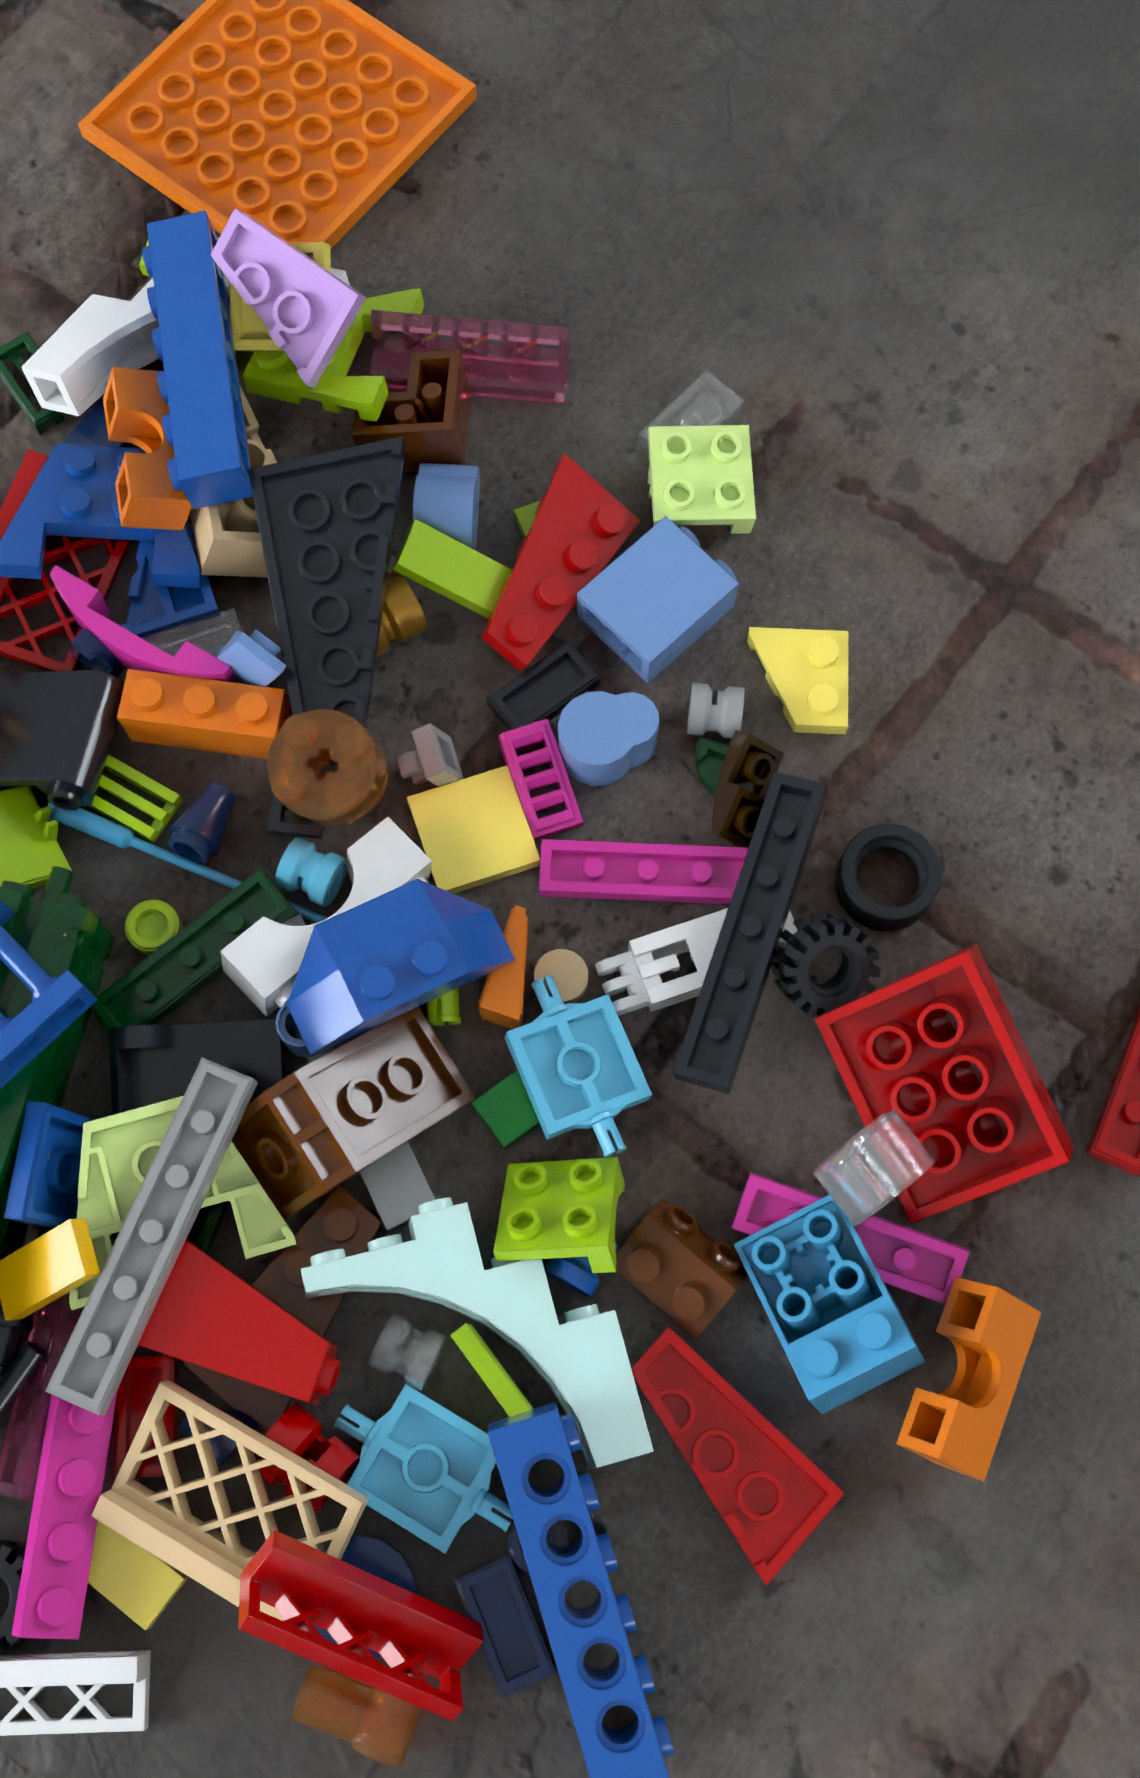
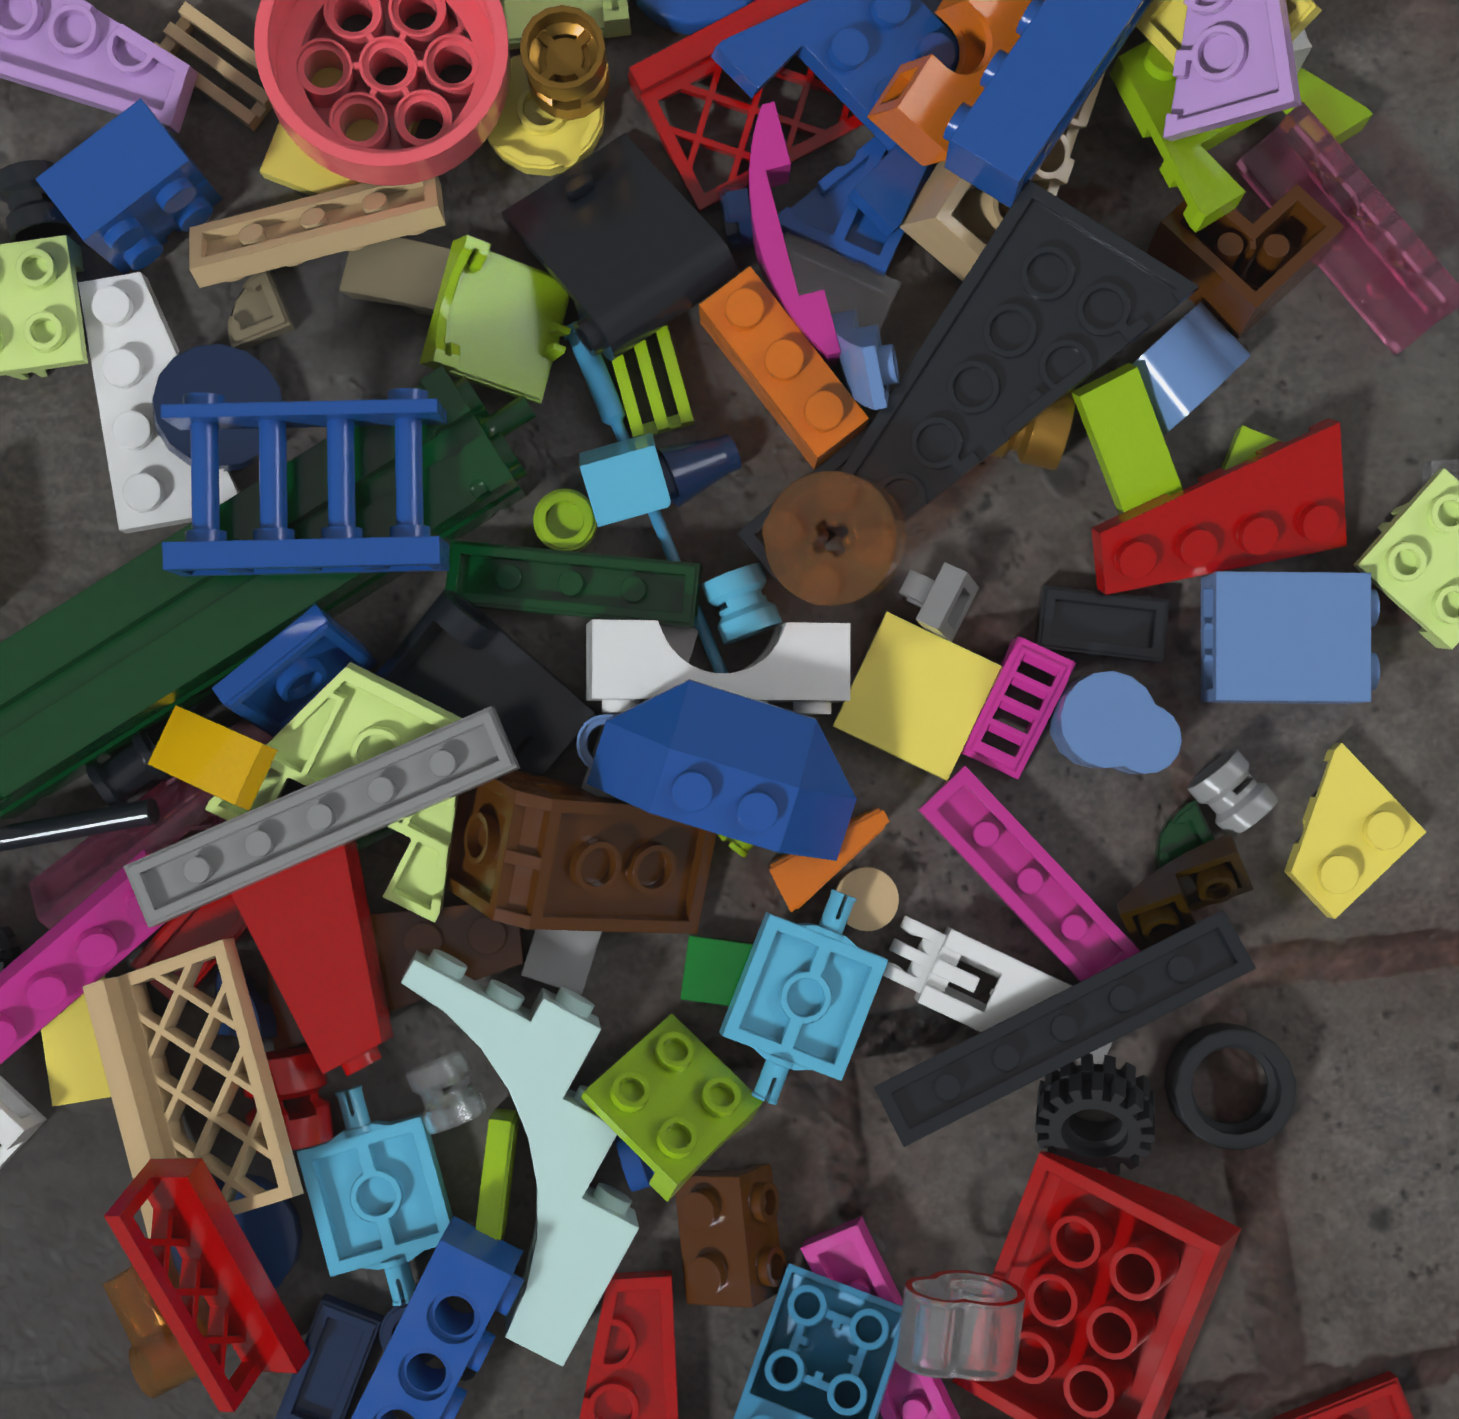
camera: 40 degrees right, 15 degrees up
(167, 863) = (624, 479): none -> medium azure panel

